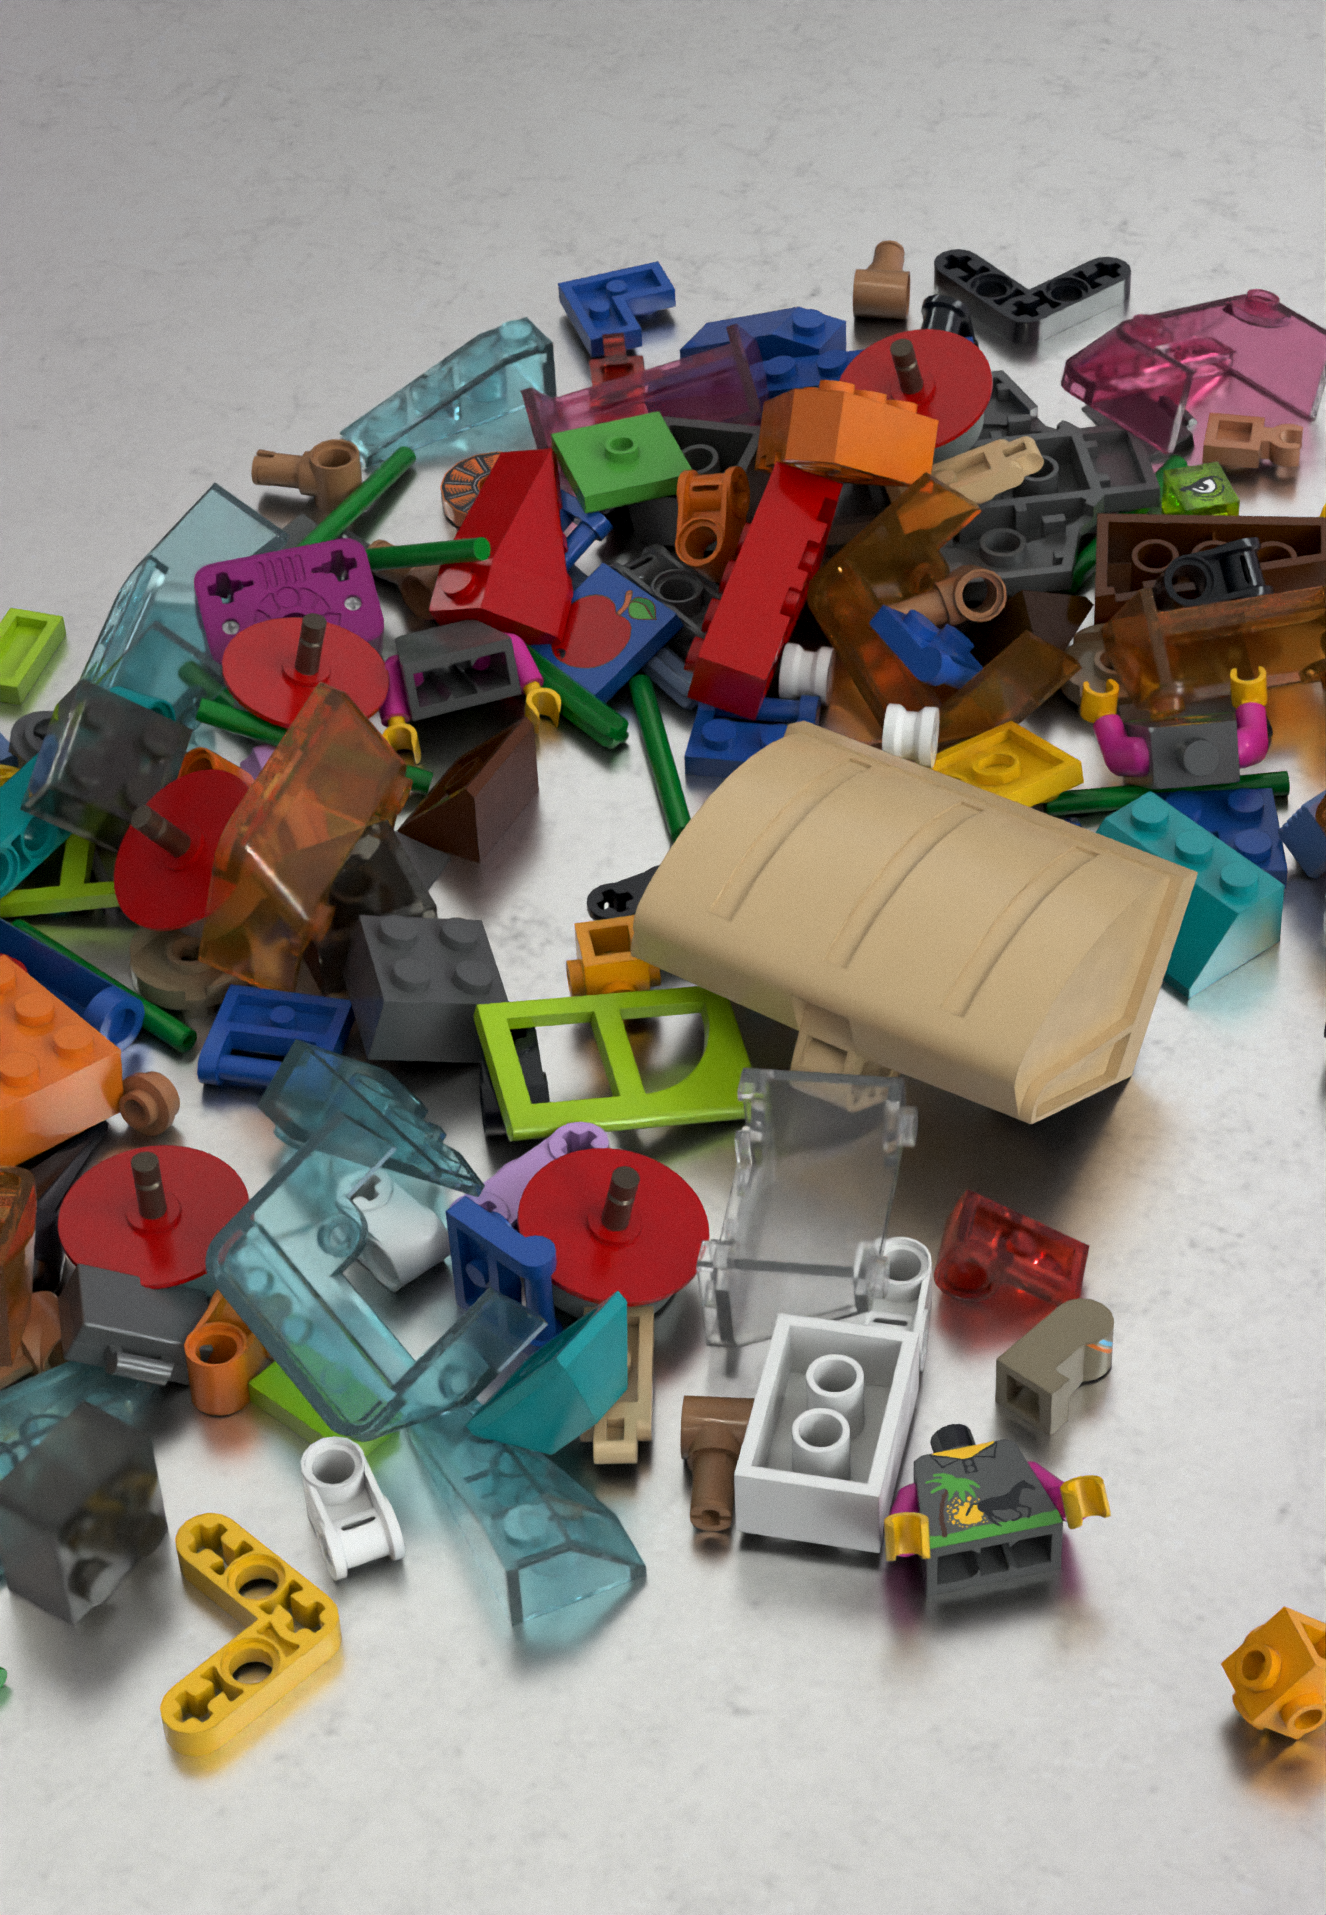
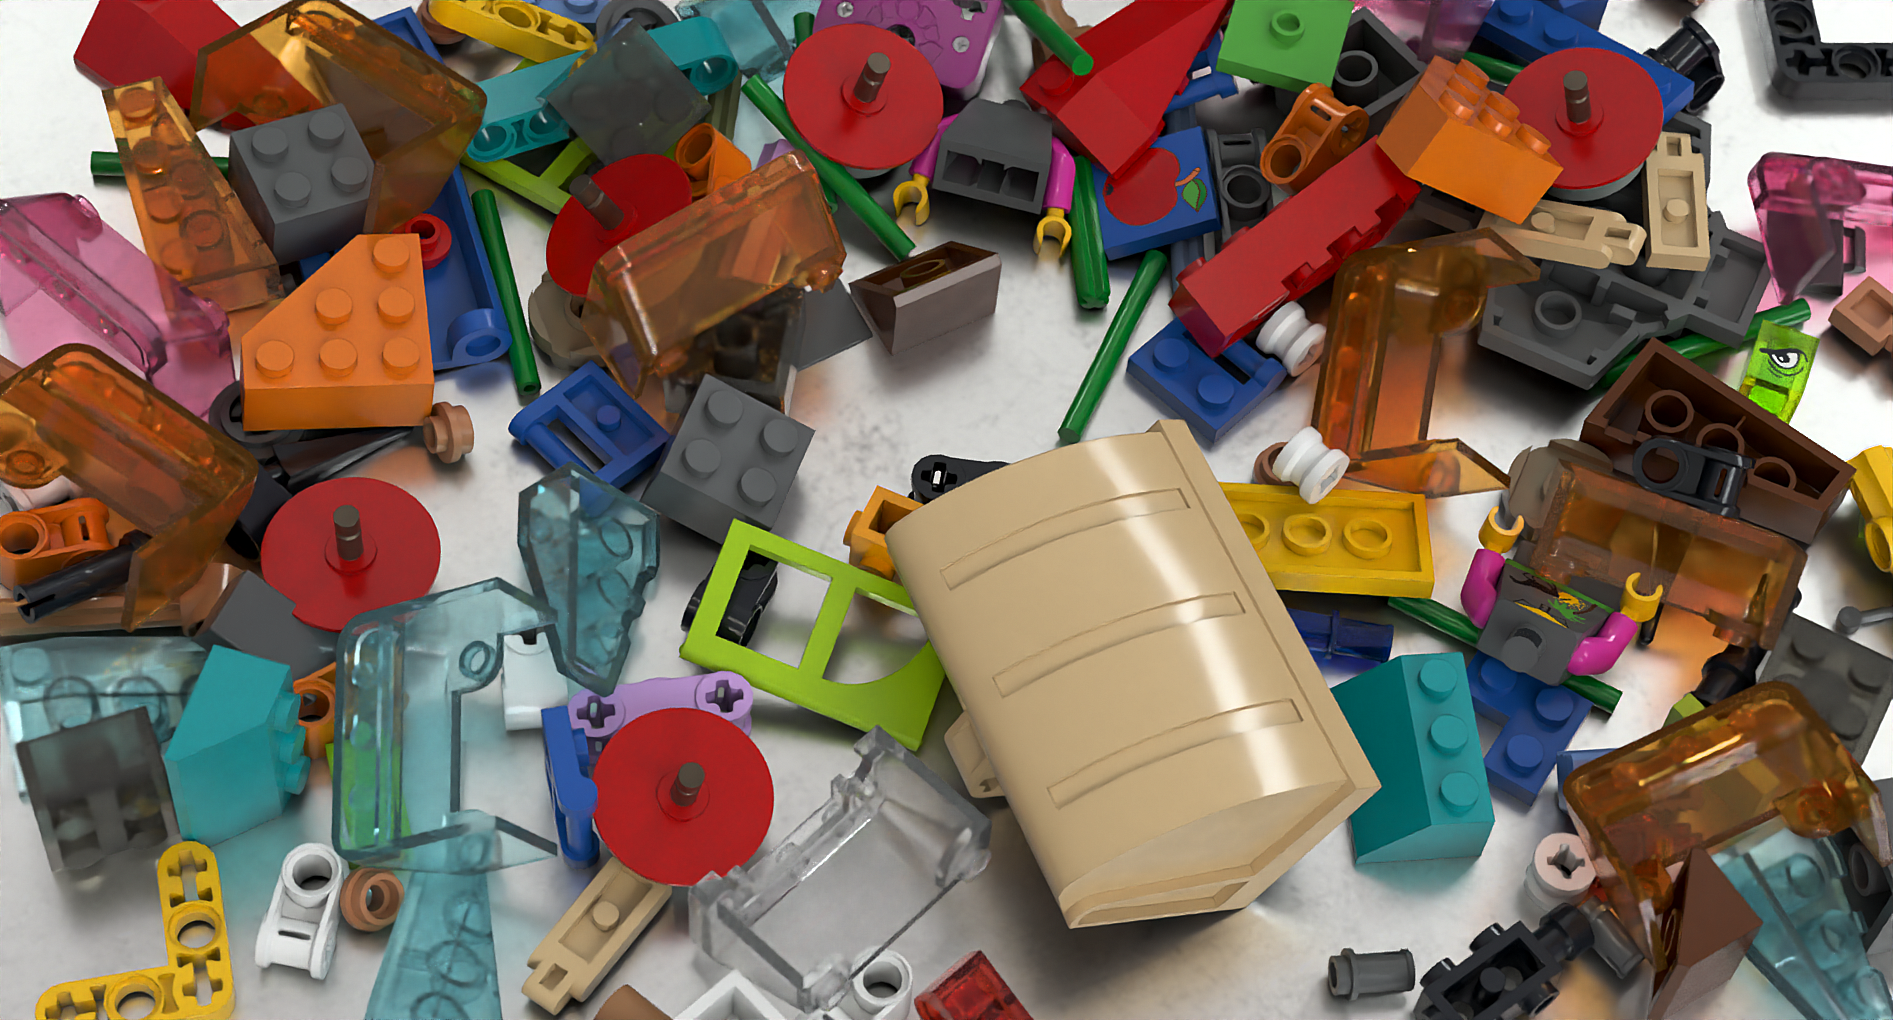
camera: 25 degrees right, 15 degrees up
(192, 1390) = (236, 748): none -> teal slope
(399, 1466) = (385, 901): none -> nougat plate
(562, 1384) = (527, 915): teal slope -> none
(927, 651) = (1390, 394): blue plate -> none
(946, 600) = (1452, 347): medium nougat pin -> none
(1021, 411) = (1675, 205): none -> tan hinge
(1044, 614) = (1509, 416): dark brown slope -> none
(1265, 1062) = (1370, 972): none -> dark grey pin

